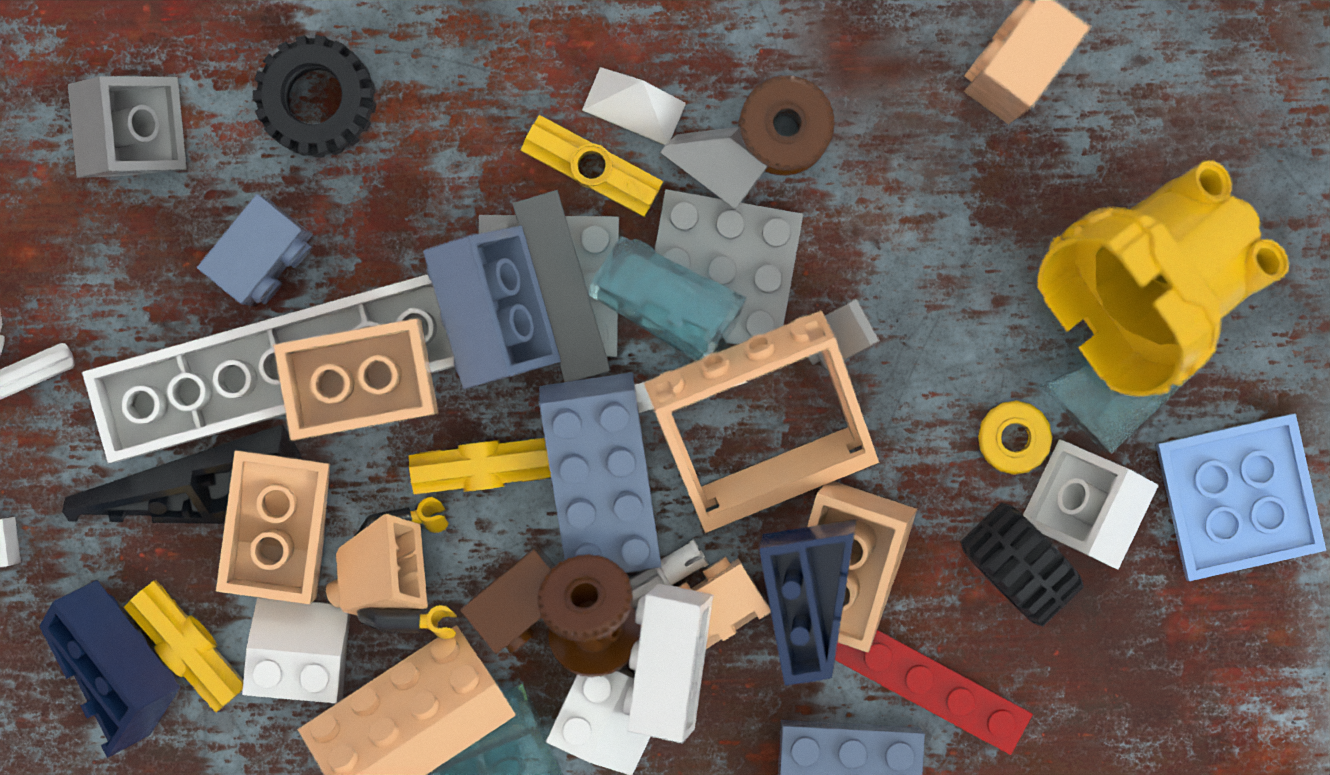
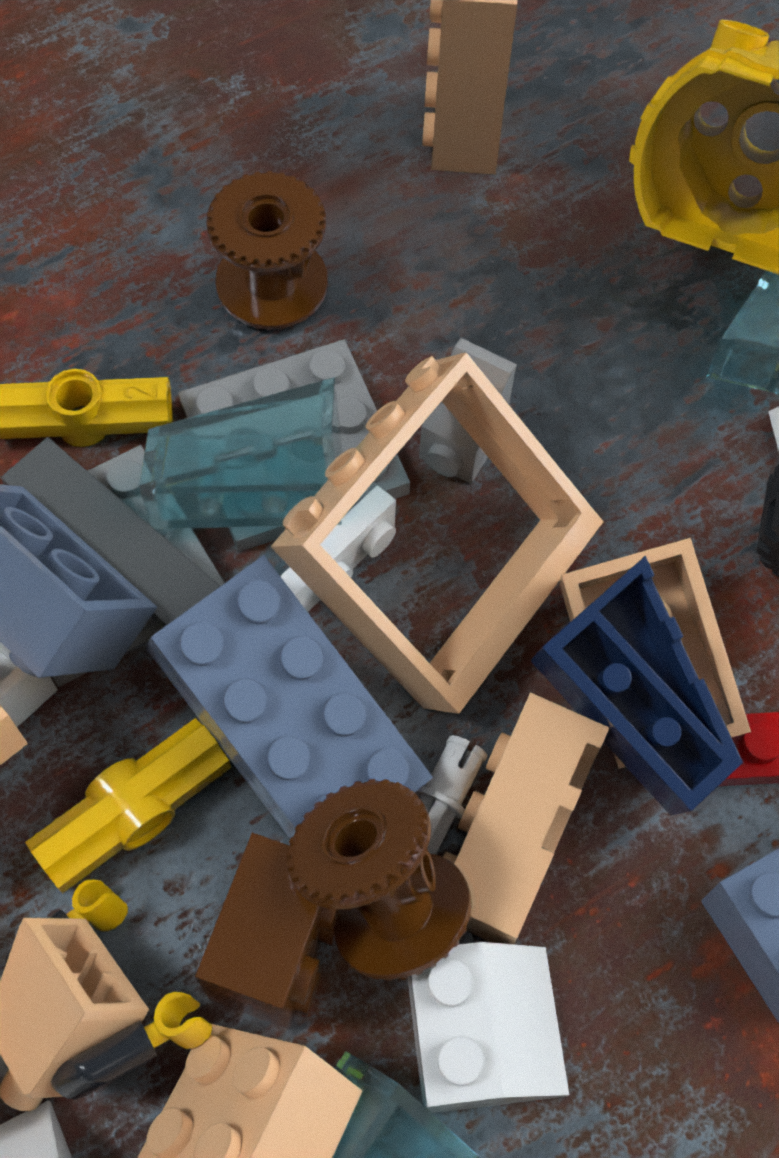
camera: 40 degrees left, 25 degrees down
(634, 105) = (94, 333): white slope -> none
(668, 662) = (522, 883): white brick -> none
(717, 161) = (222, 324): light grey slope -> none
(1038, 437) = (730, 409): yellow piece -> none

